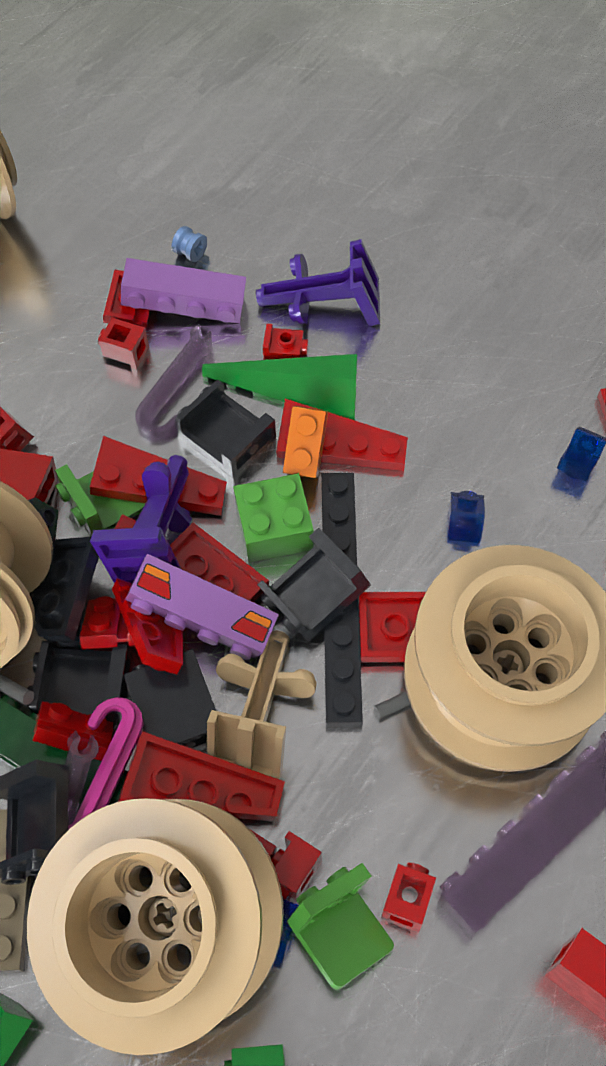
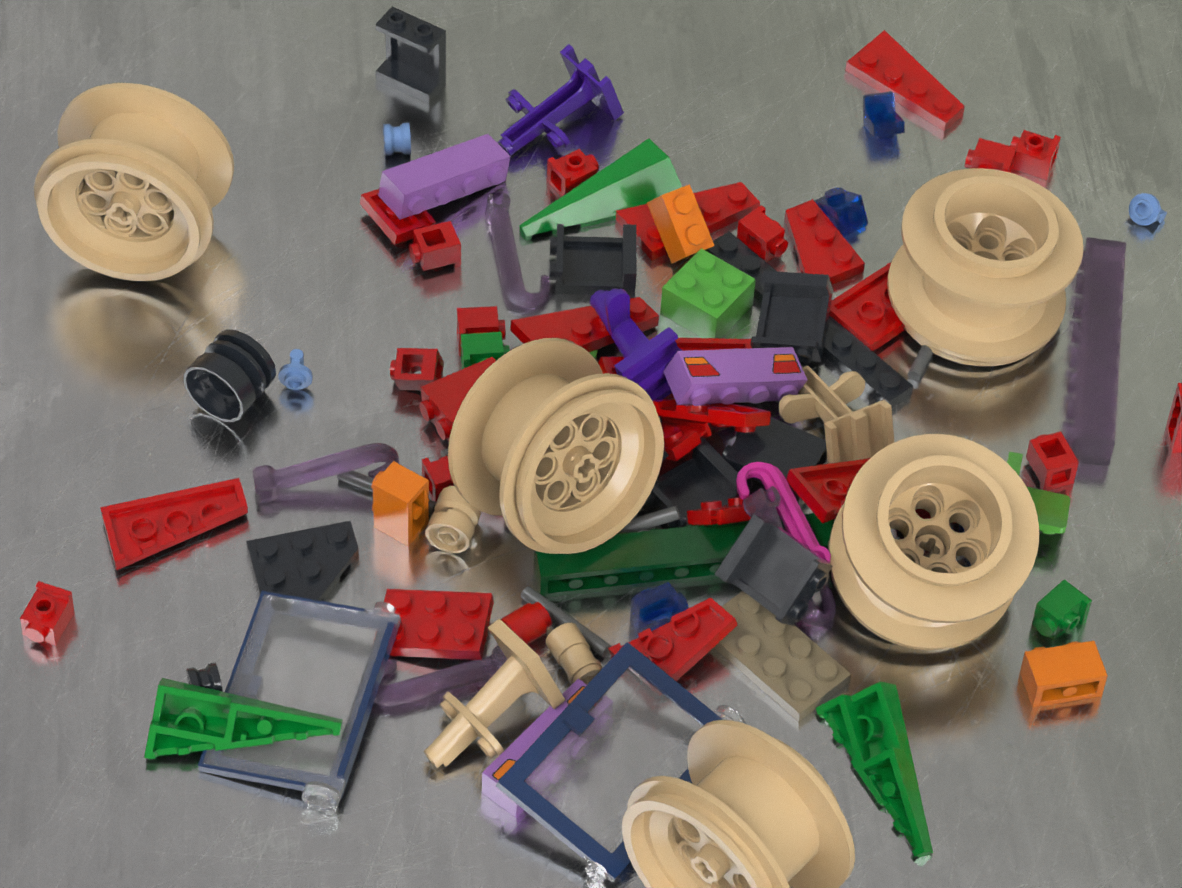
camera: 45 degrees left, 10 degrees down
(62, 446) = (481, 346): none -> green brick
(79, 426) = (478, 320): none -> red brick
(257, 194) = (413, 55): none -> black panel
(374, 493) = (762, 234): none -> red brick
(416, 537) = (820, 244): none -> red wing

